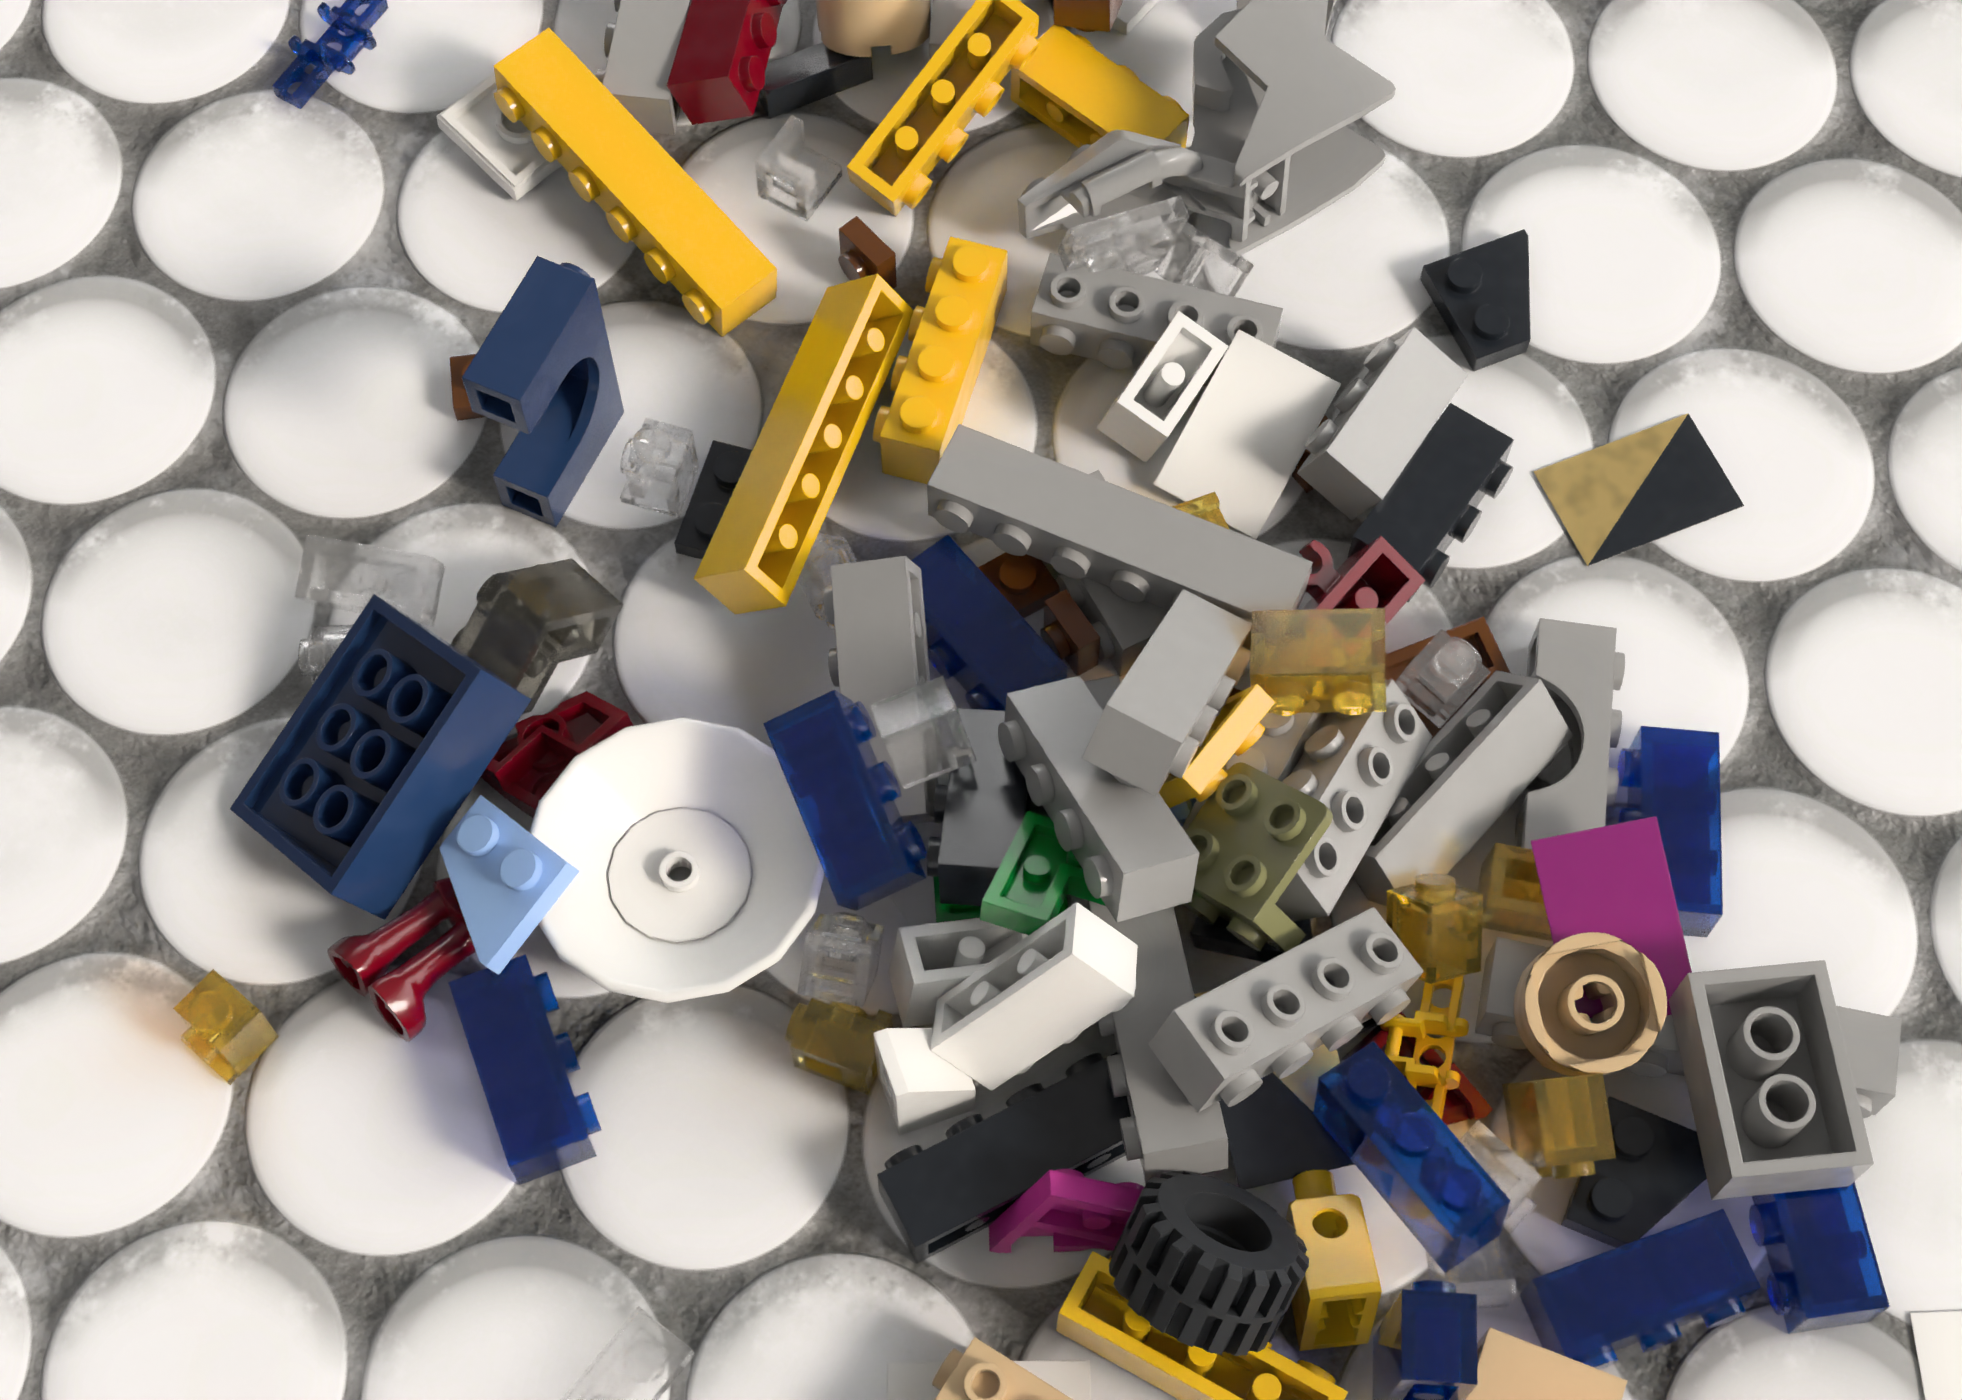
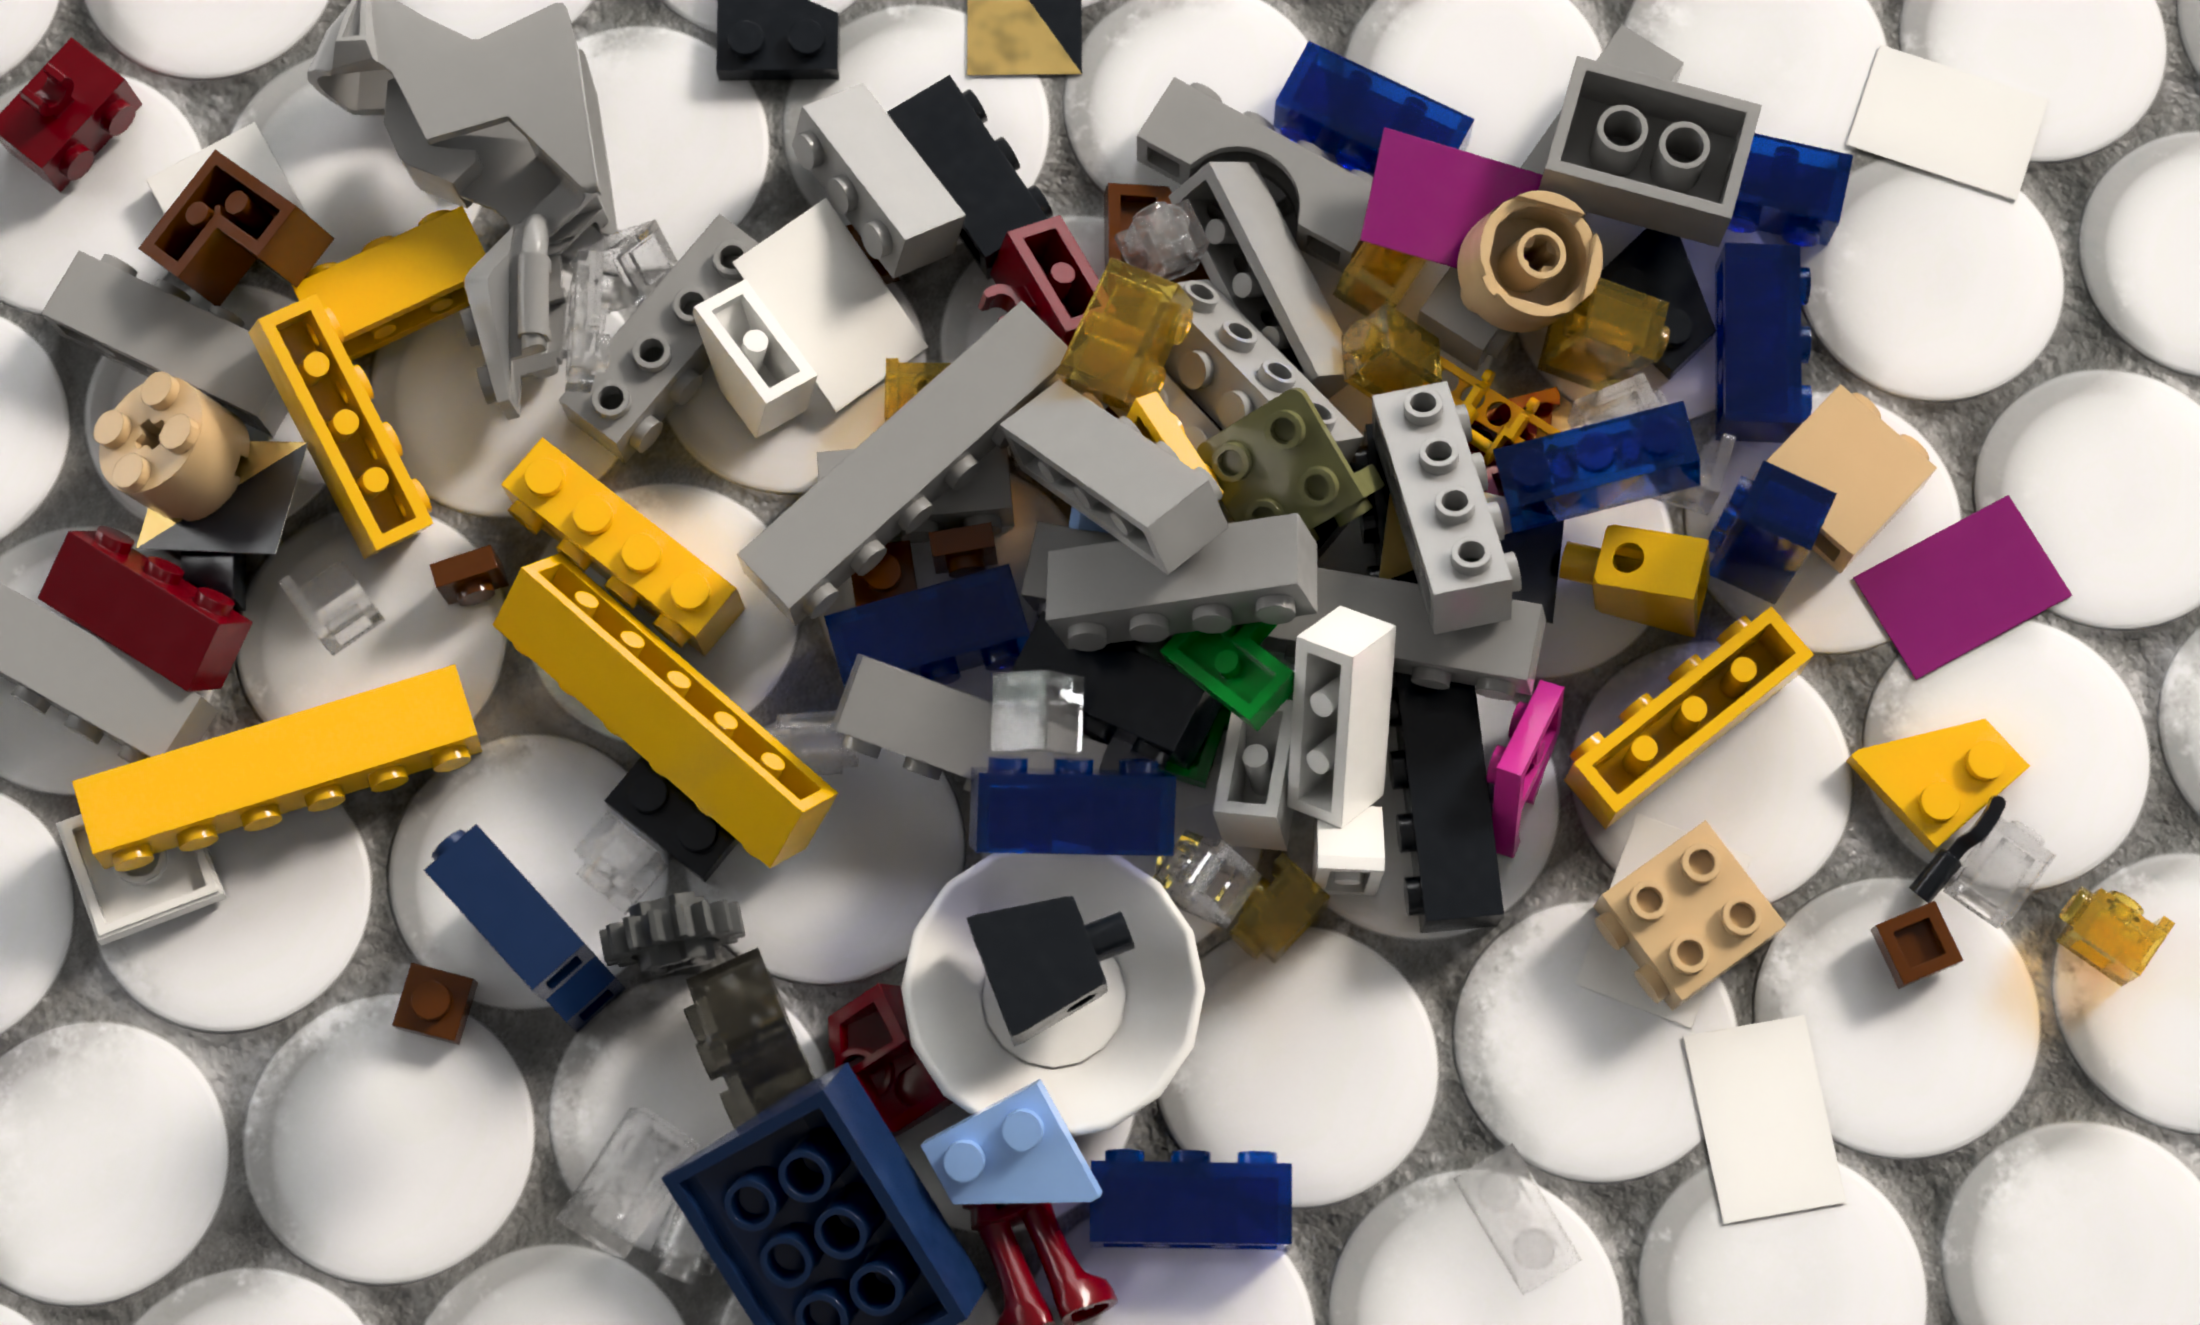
camera: 65 degrees left, 10 degrees up
(603, 524) = (672, 933): none -> dark grey gear
(686, 828) = (1045, 960): none -> black torso
(835, 73) = (249, 519): none -> black sticker
(1208, 1263) = (1630, 669): black tyre -> none

